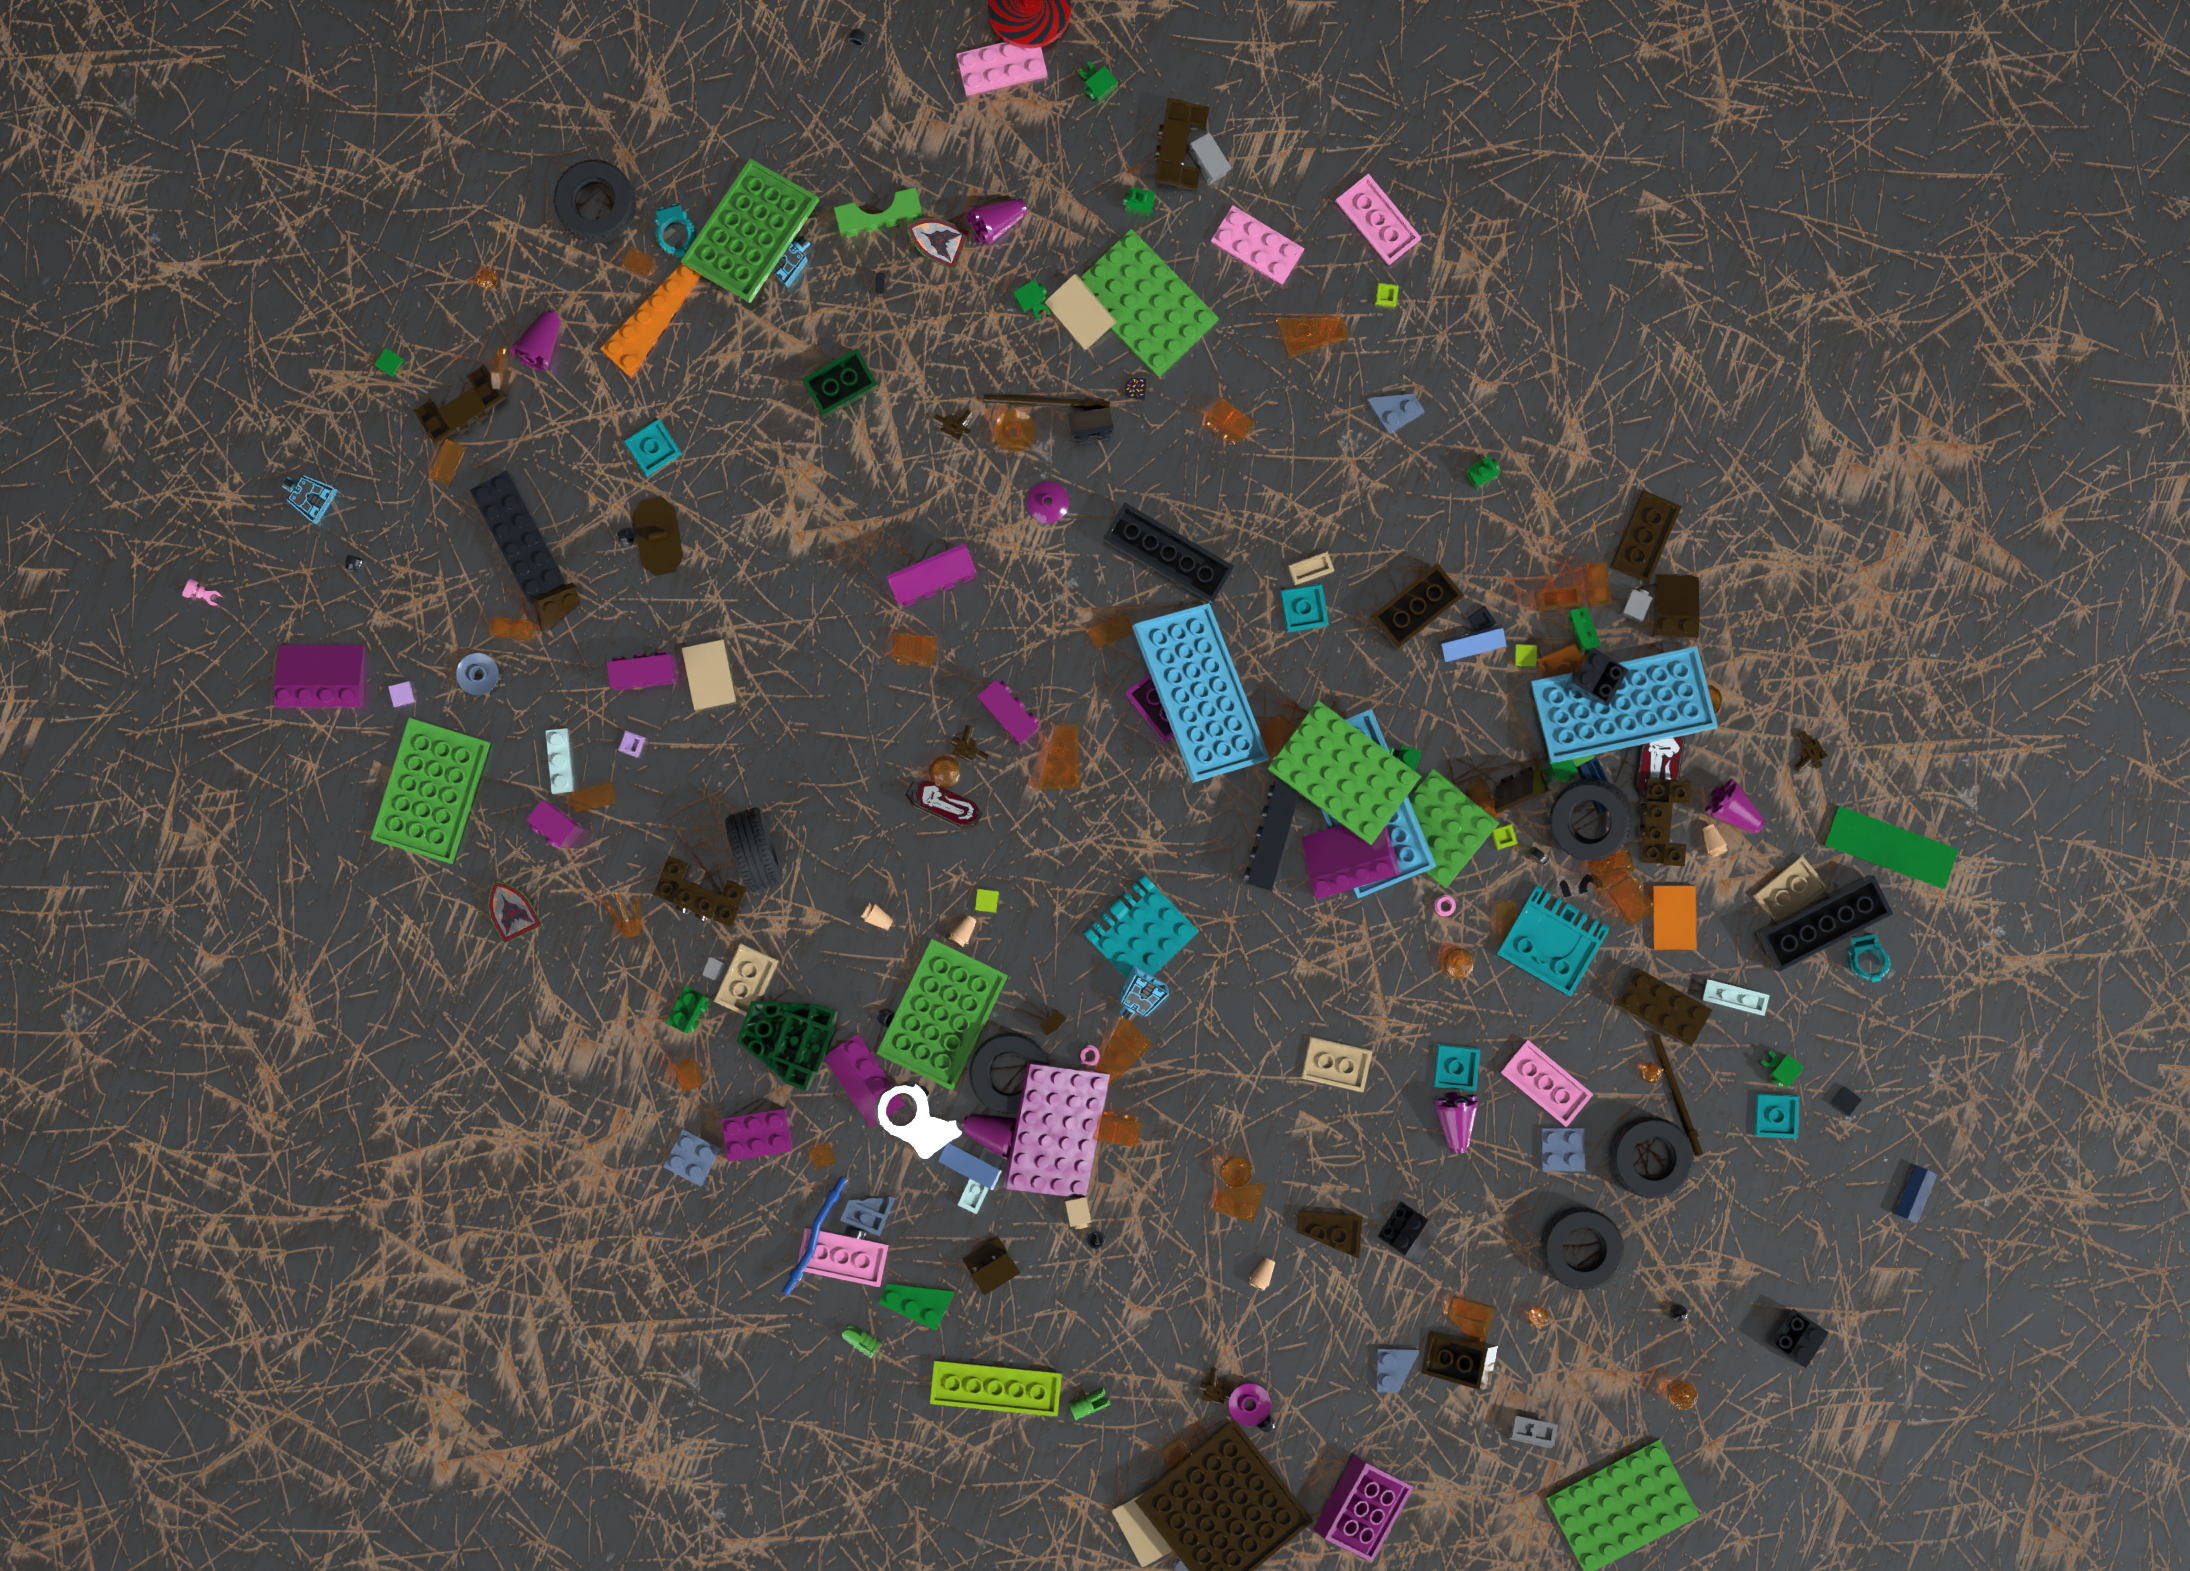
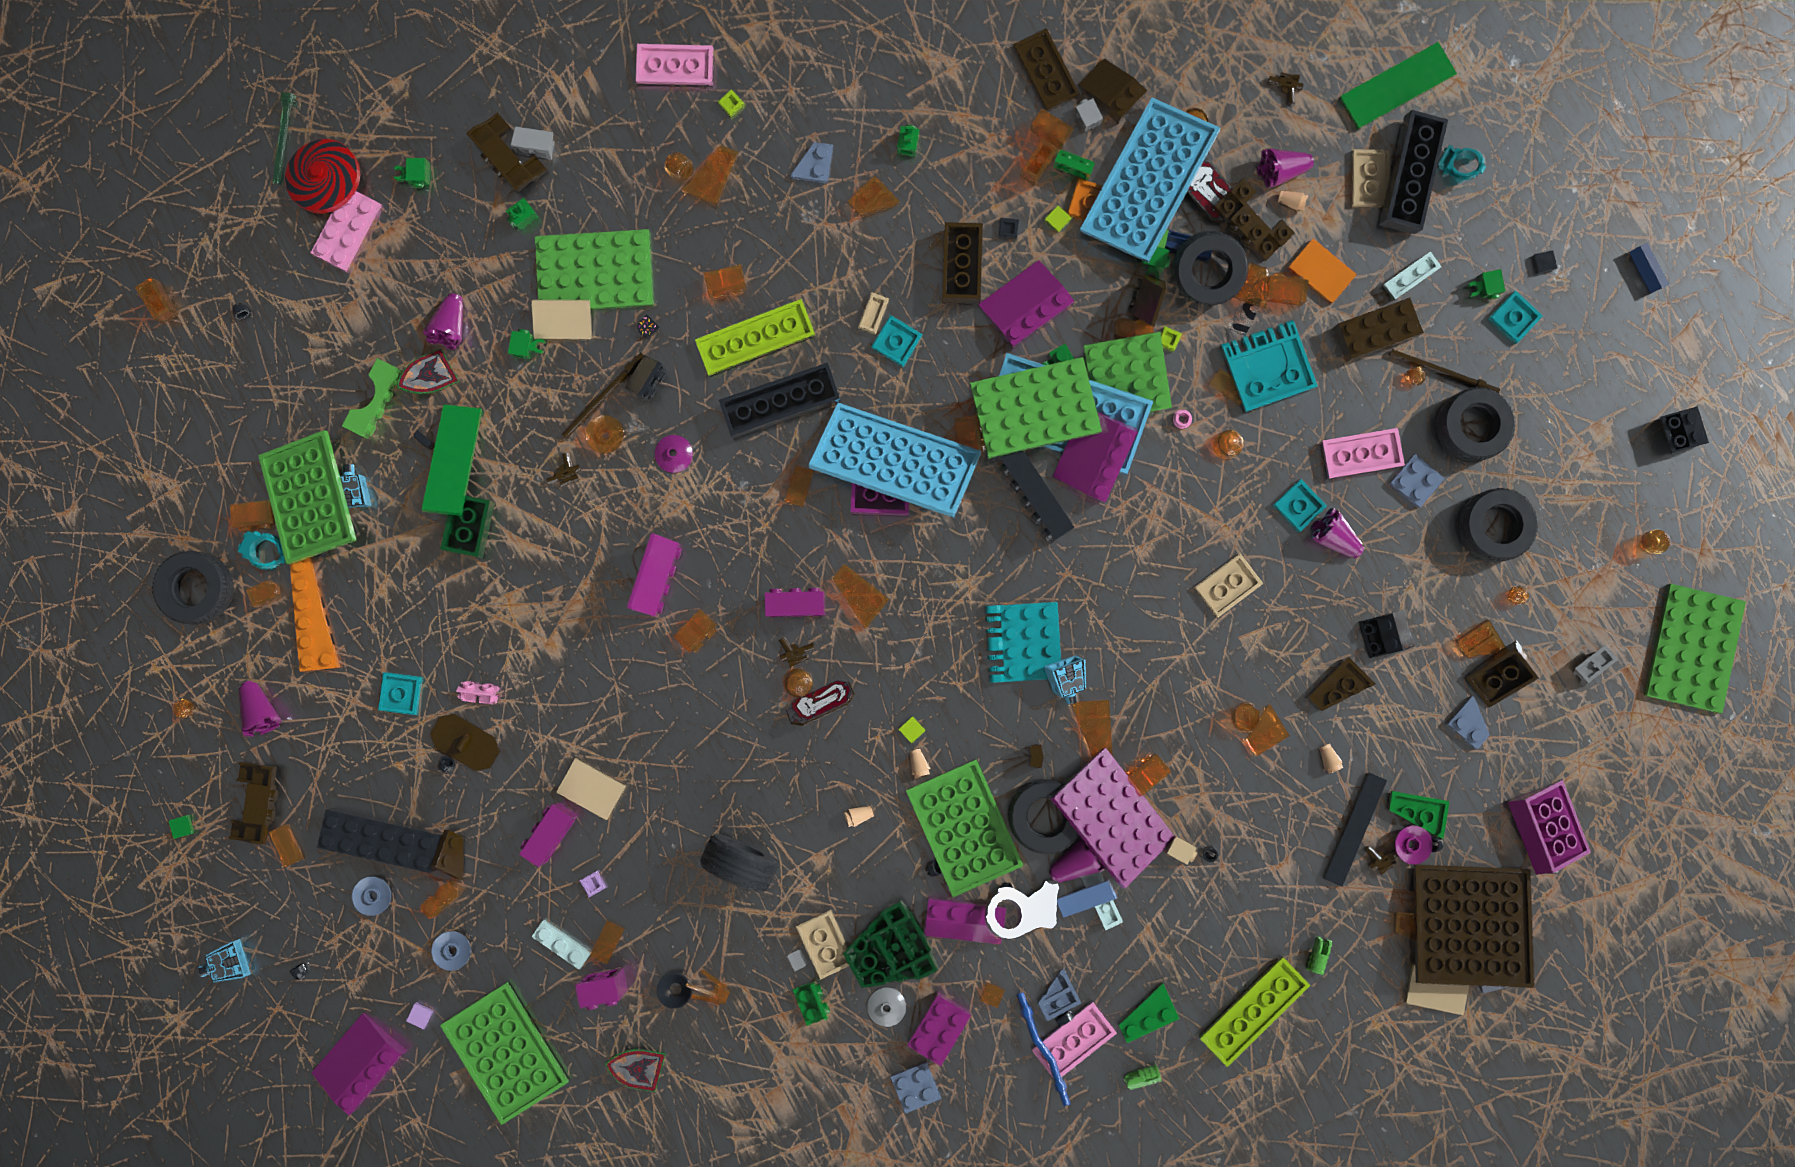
camera: 50 degrees left, 0 degrees up
(192, 588) = (217, 1100): bright pink piece -> none
(459, 561) = (362, 896): none -> sand blue dish
(499, 367) = (250, 753): clear orange tile -> none
(591, 883) = (672, 1000): none -> black piece
(689, 1075) = (857, 1041): clear orange brick -> none
(696, 197) = (252, 514): none -> clear orange brick
(704, 503) = (469, 690): none -> bright pink hinge
(704, 903) = (739, 930): dark brown bracket -> none
(748, 1072) = (883, 997): none -> light grey dish
(884, 323) = (452, 460): none -> green tile
(991, 1266) = (1166, 942): dark brown bracket -> none
(1088, 1048) = (1084, 753): bright pink plate -> none
(1204, 486) = (755, 337): none -> lime plate
(1221, 1345) = (1355, 829): none -> black tile
(1257, 245) = (621, 161): bright pink plate -> none
(1284, 1388) = (1421, 811): none -> green wing
(1294, 298) = (679, 166): none -> clear orange head
(1408, 484) = (872, 198): none -> clear orange wing
(1429, 690) = (1026, 304): none -> magenta slope
(1473, 643) = (1019, 247): medium blue tile -> none
(1538, 855) = (1202, 326): black tile -> none
(1596, 677) = (1116, 180): black slope -> none
(1676, 1309) = (1591, 495): black hinge -> none

